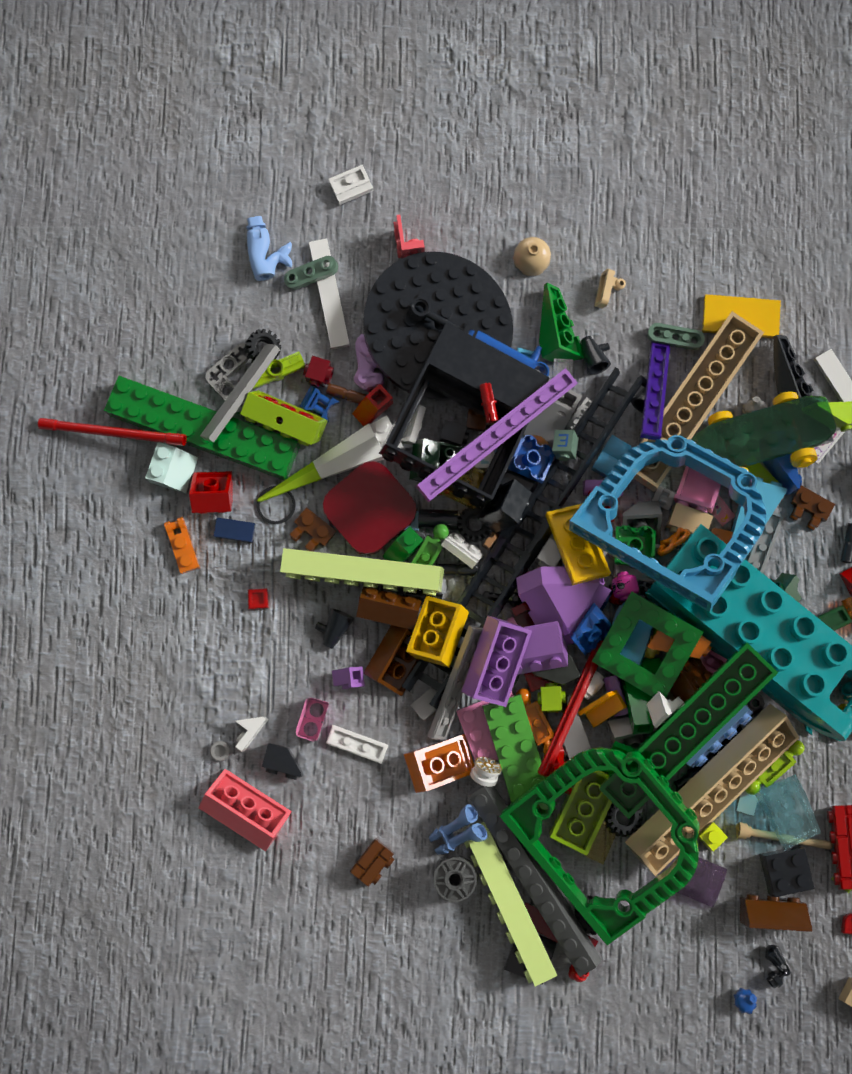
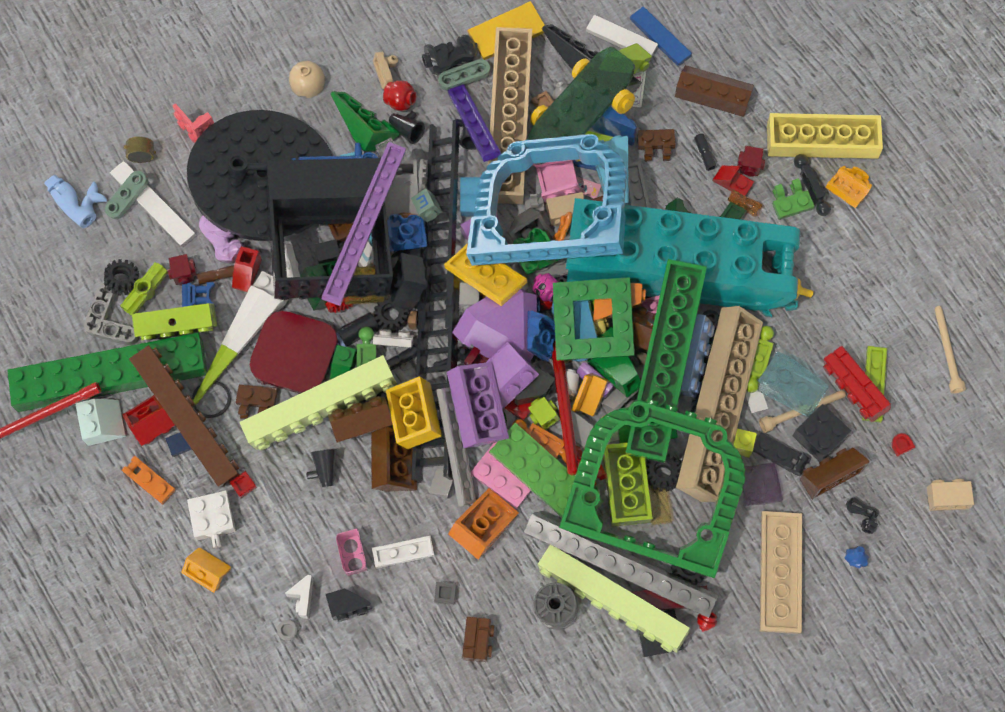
camera: 30 degrees left, 10 degrees down
(184, 654) = (205, 569): none -> light orange panel
(214, 612) = (211, 517): none -> white plate
(240, 392) = (124, 320): light grey tile -> none
(241, 511) = (184, 416): none -> reddish brown brick
(244, 809) = (339, 665): coral slope -> none
(346, 237) = (139, 149): none -> clear yellow piece
(348, 677) = (360, 499): medium lavender brick -> none
(351, 184) = (118, 107): white plate -> none
(370, 803) = (445, 593): none -> dark grey tile
(476, 832) = (546, 556): medium blue piece -> none
(485, 771) = (525, 503): white wheel -> none
(488, 403) = (342, 203): red axle -> none
(605, 322) = (399, 95): none -> red piece
(661, 708) = (635, 358): white slope -> none
(668, 309) = (447, 56): none -> black animal
(670, 971) = (781, 572): none -> tan plate
(732, 404) = (542, 99): none -> medium nougat tile
(738, 865) = (780, 454): none -> black plate

